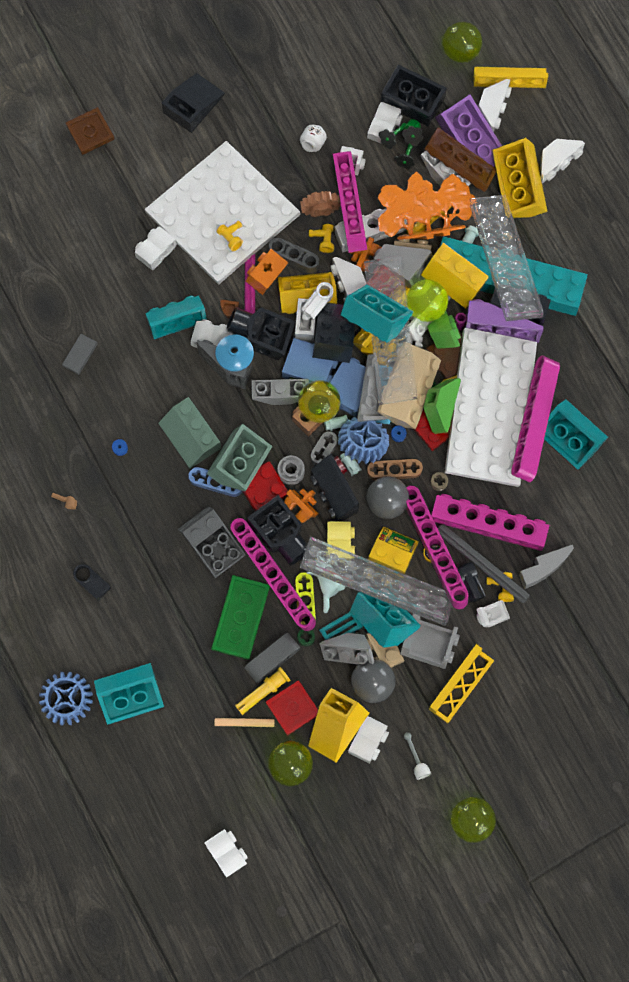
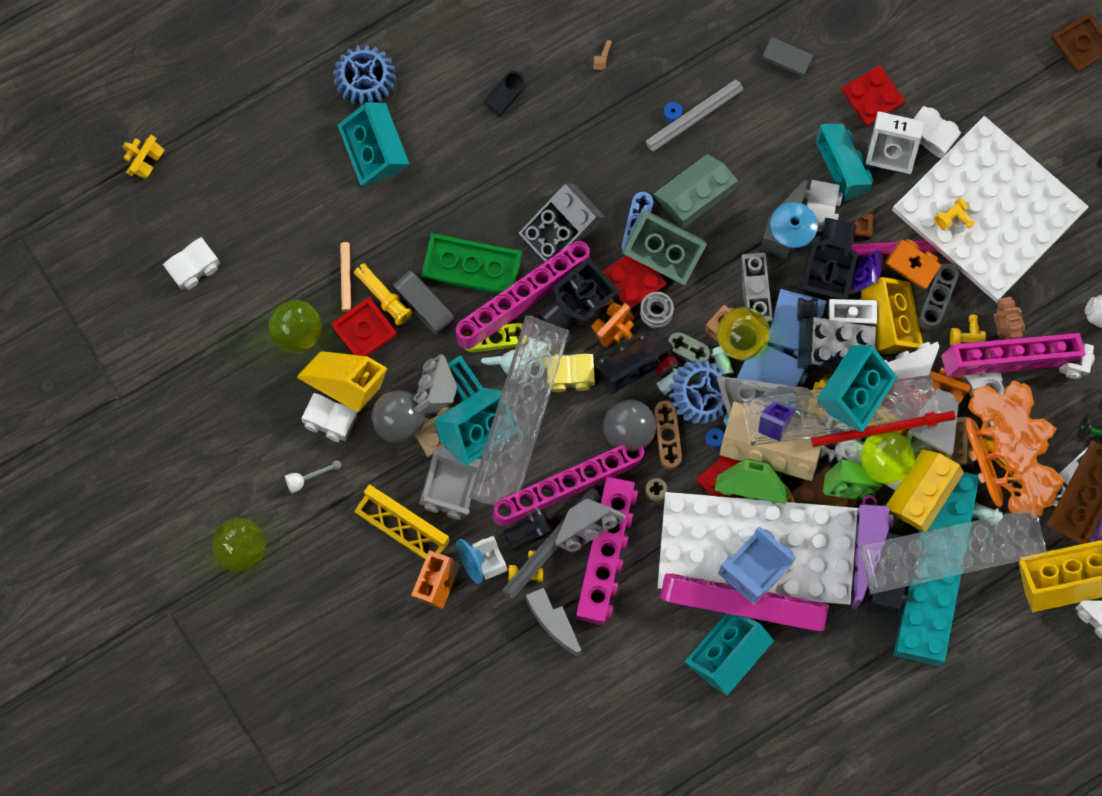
camera: 85 degrees right, 0 degrees up
(119, 291) = (872, 94): none -> red plate
(122, 898) = (149, 148): none -> yellow hips
(125, 430) = (694, 115): none -> light grey axle
(165, 274) = (894, 142): none -> white brick
(272, 302) = (868, 270): none -> dark purple slope
(302, 642) = (444, 337): dark green bush -> none
(303, 350) = (806, 308): none -> black wheel
(317, 301) = (870, 320): white piece -> none
(393, 550) = (563, 436): yellow slope -> none
(401, 374) = (775, 420): none -> dark purple slope
(404, 263) = (929, 420): none -> red bar
(471, 532) = (586, 523): none -> light grey slope
(496, 627) = (471, 560): none -> dark azure dish
(510, 656) = (435, 579): none -> orange brick
(511, 403) = (757, 565): none -> medium blue panel

